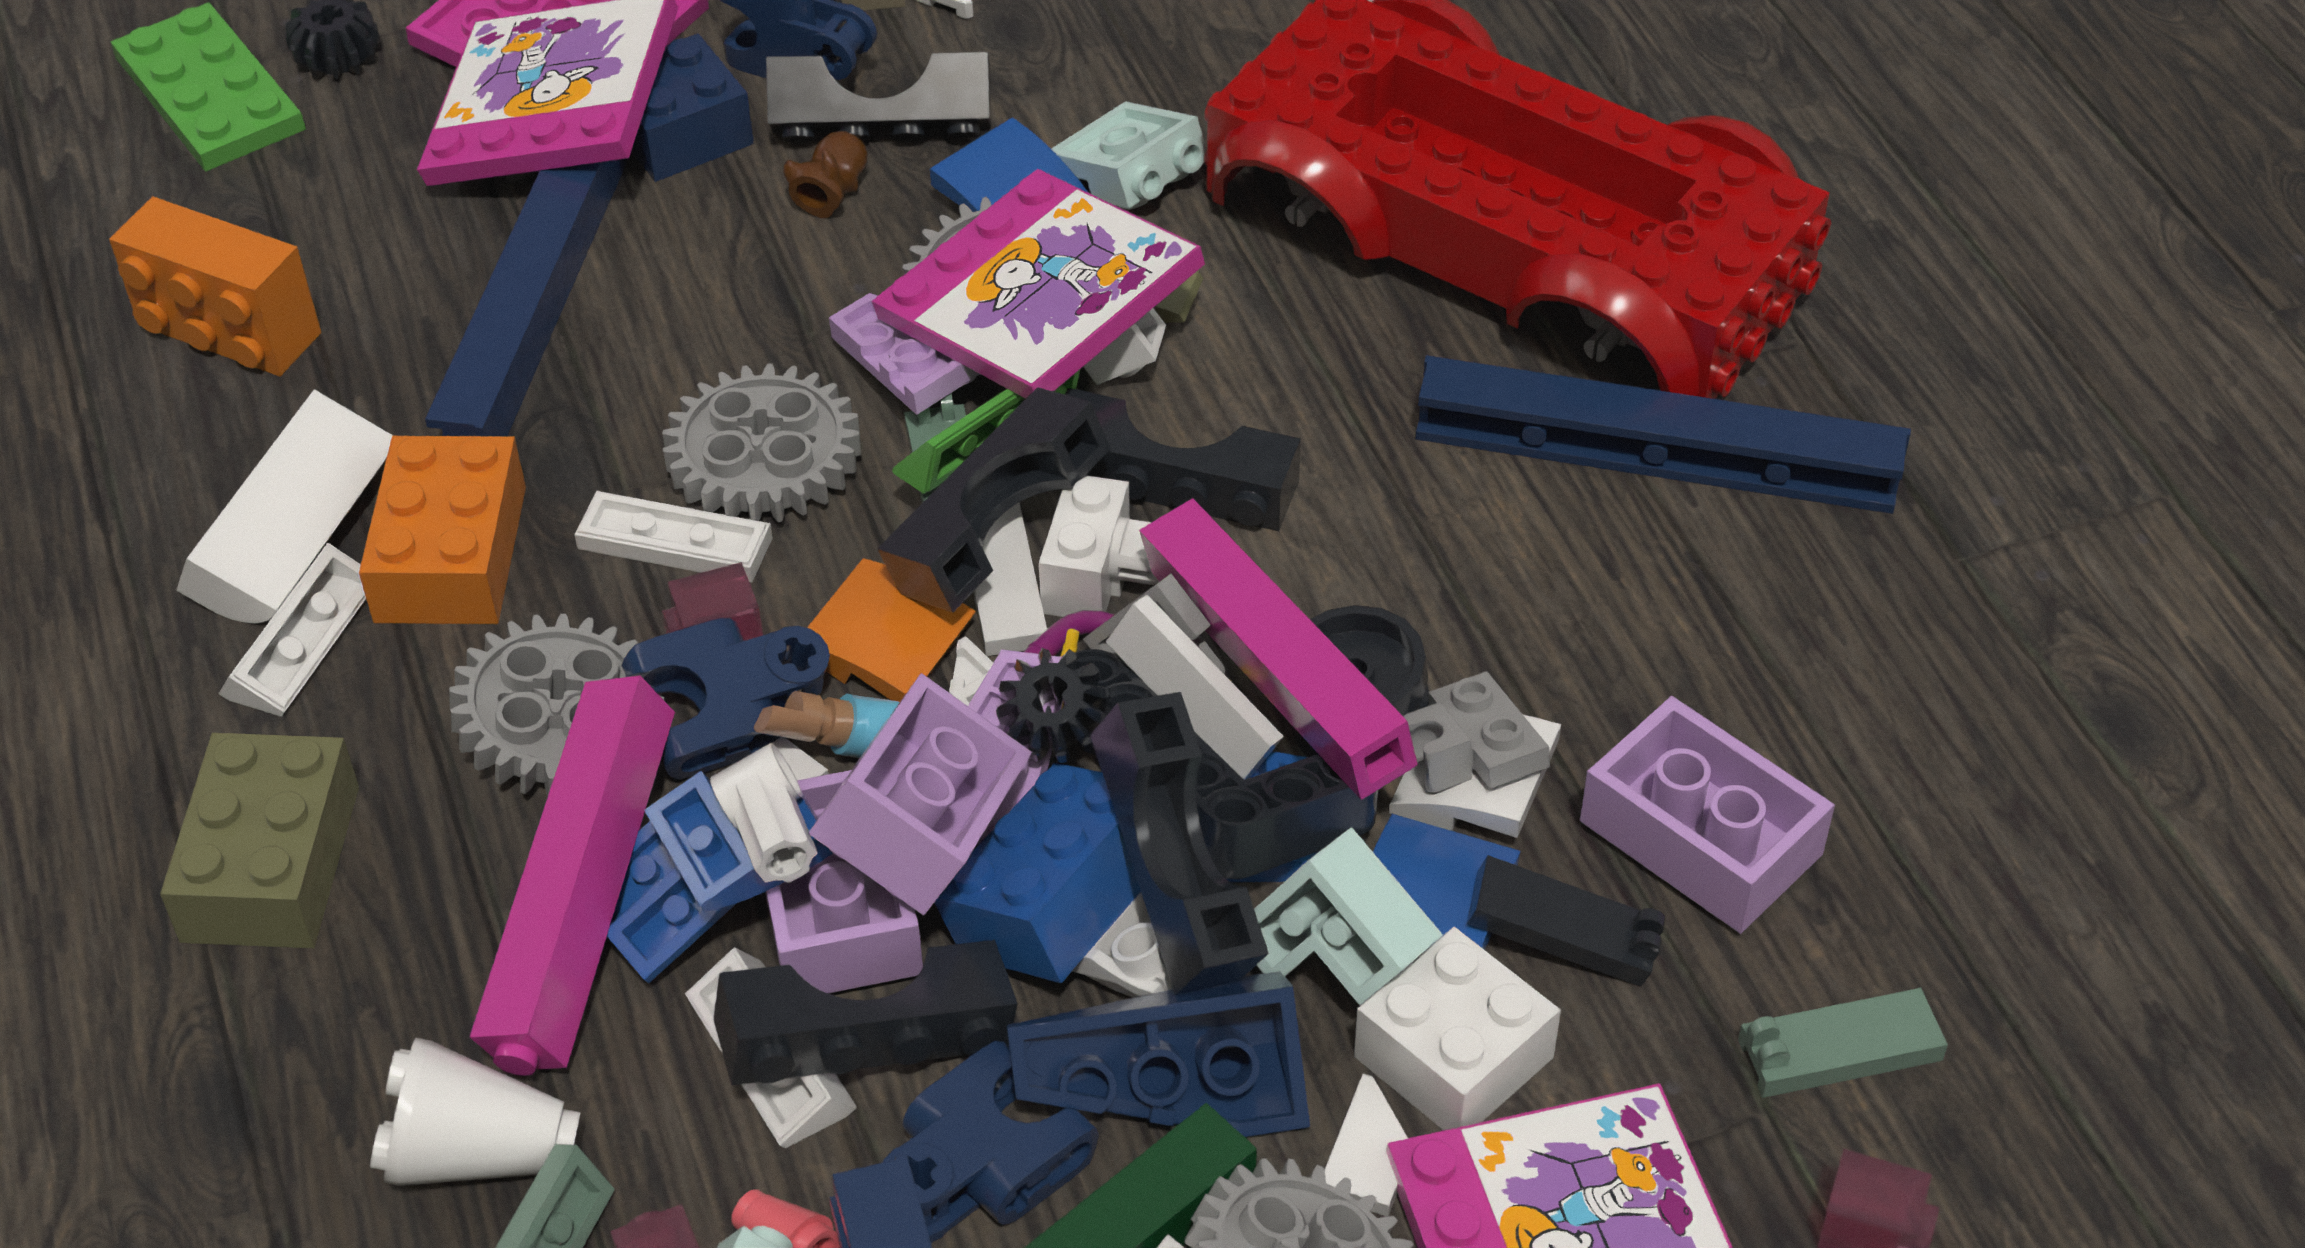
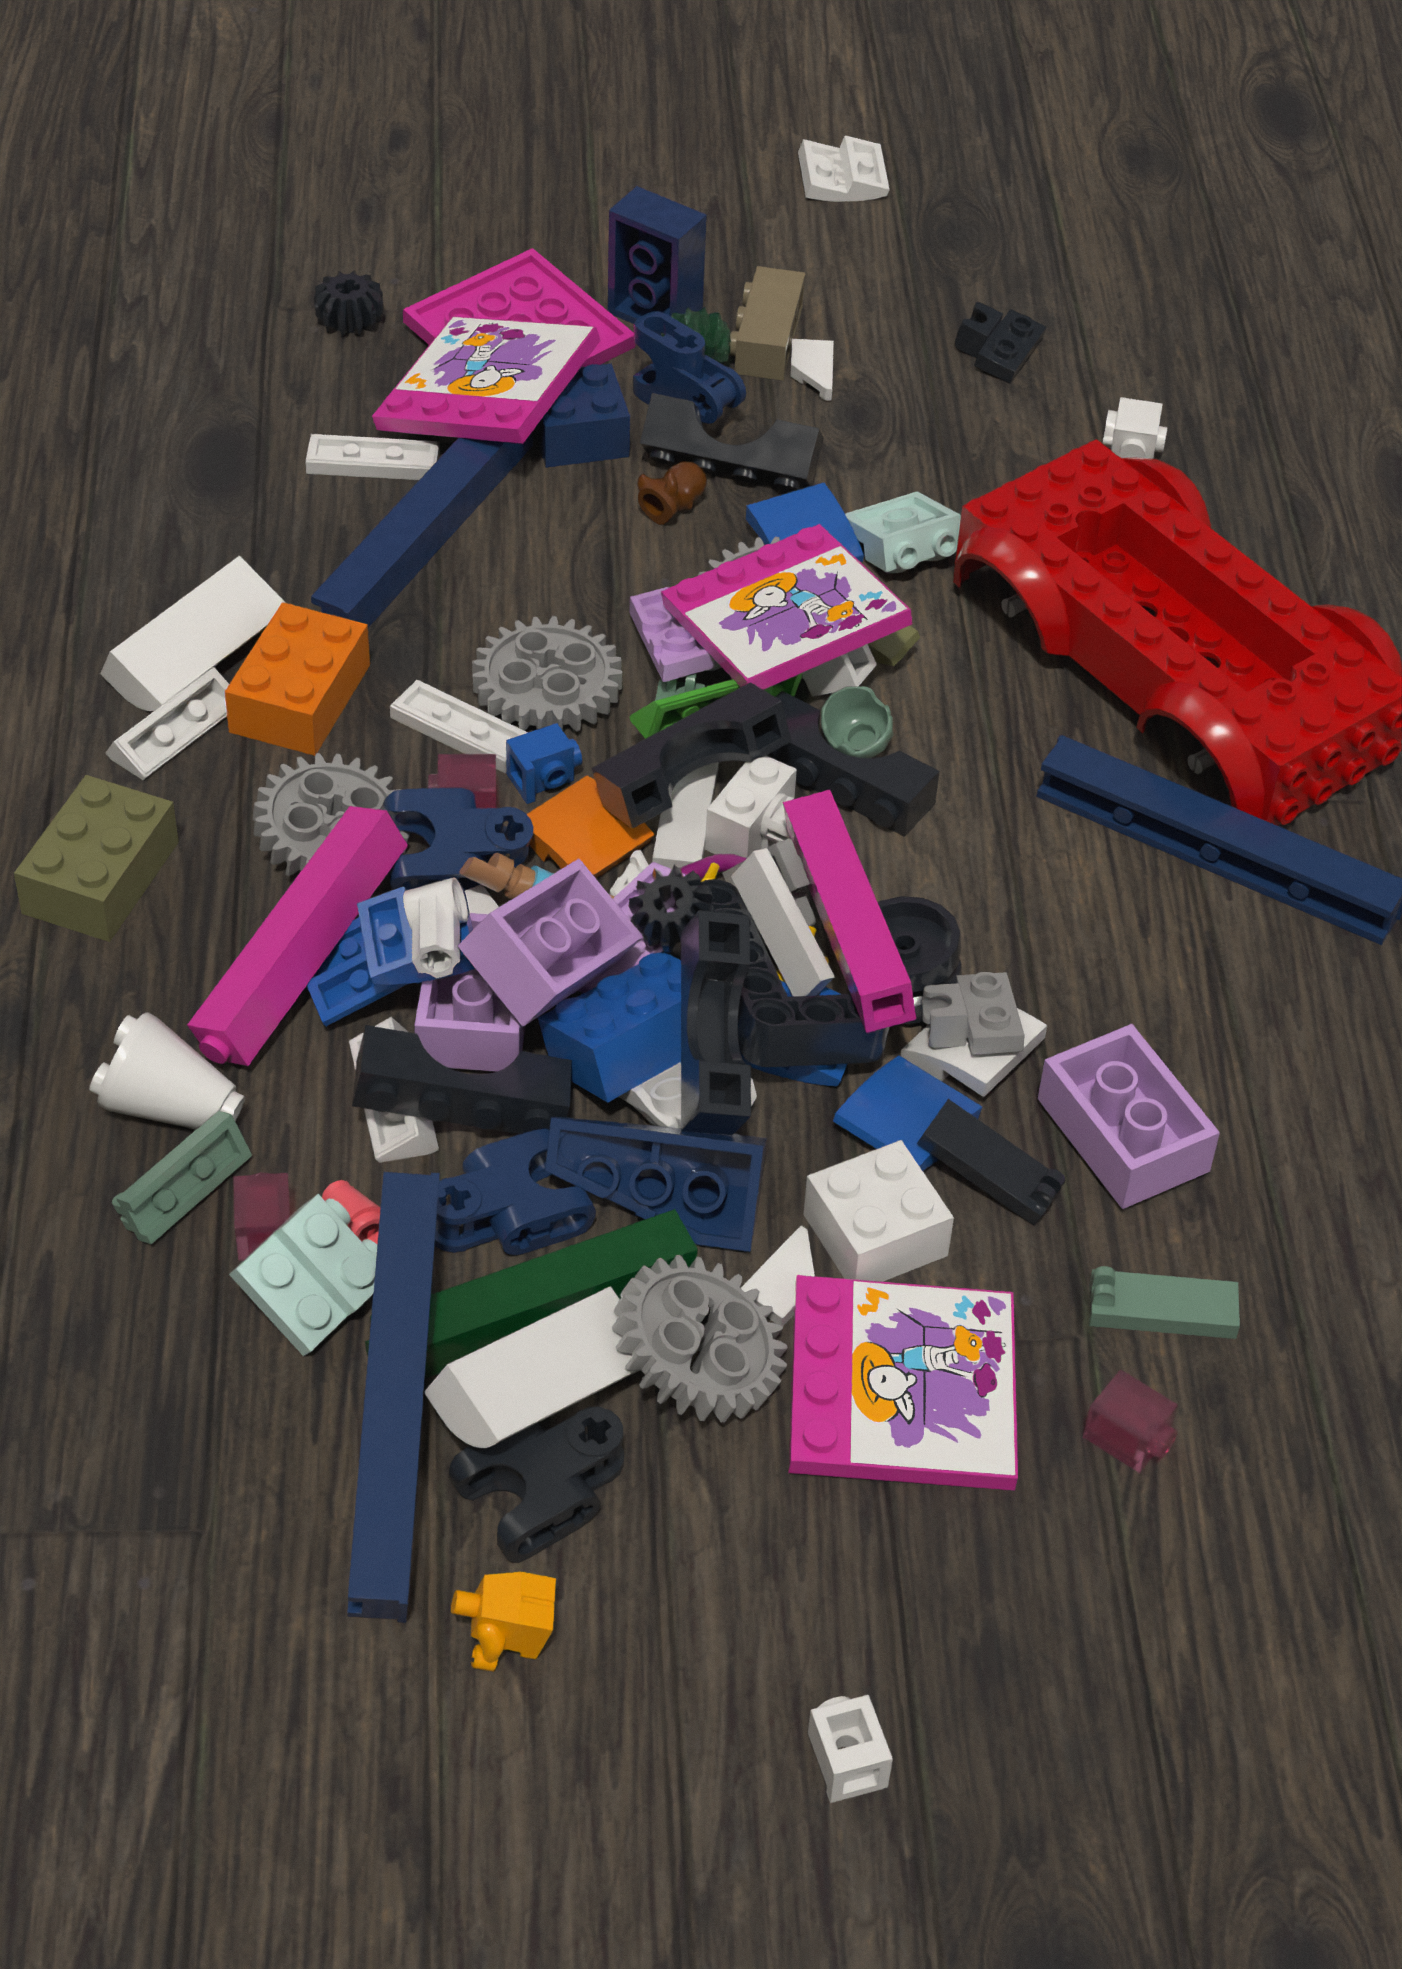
camera: 15 degrees right, 0 degrees up
(207, 86) = (248, 319): bright green plate -> none
(216, 286) = (199, 465): orange brick -> none
(431, 221) = (370, 457): none -> white tile
(797, 555) = (541, 760): none -> blue brick
(1172, 403) = (856, 722): none -> sand green hair
(1349, 915) = (821, 1107): light aqua brick -> none

